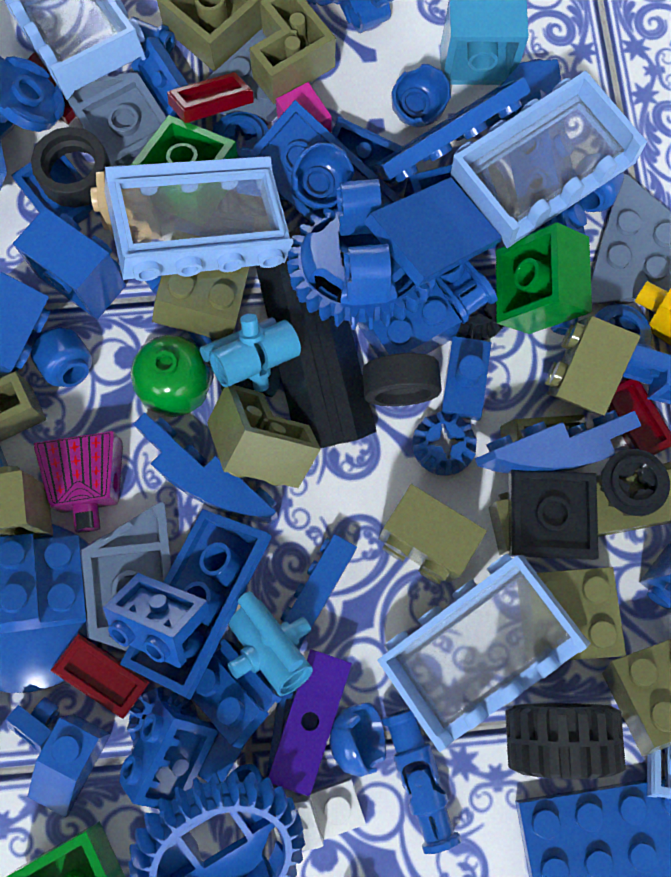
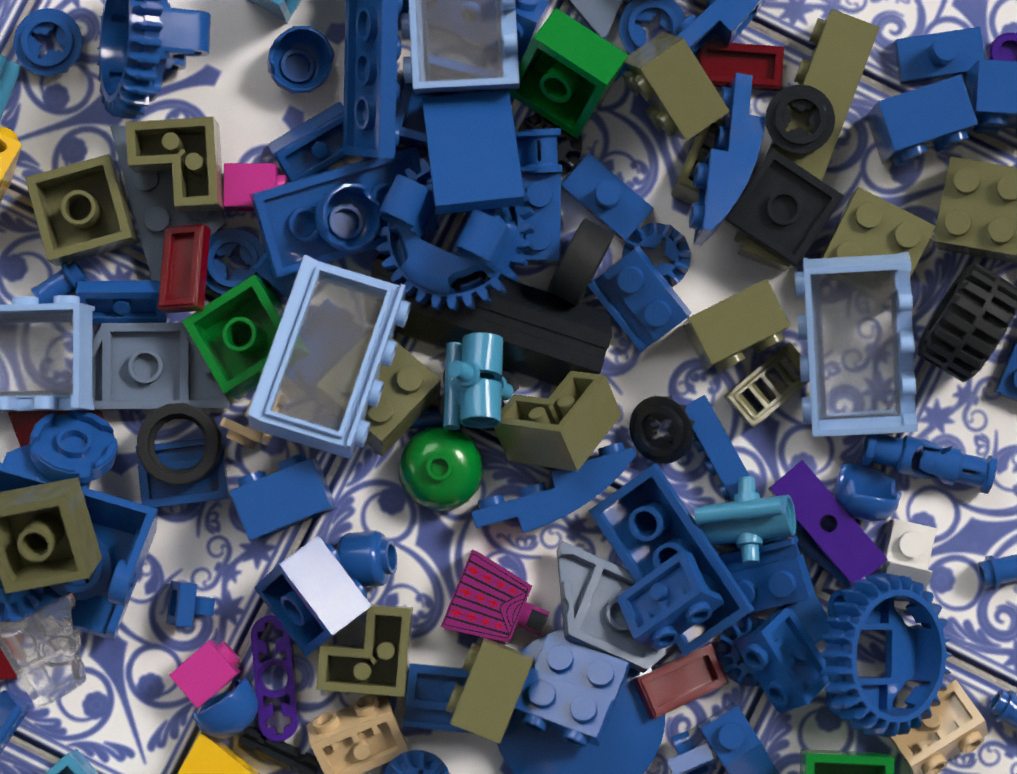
camera: 55 degrees left, 10 degrees up
(301, 516) = (644, 428): none -> black gear
(366, 586) = (744, 408): none -> olive slope
(402, 446) = (639, 299): none -> blue plate

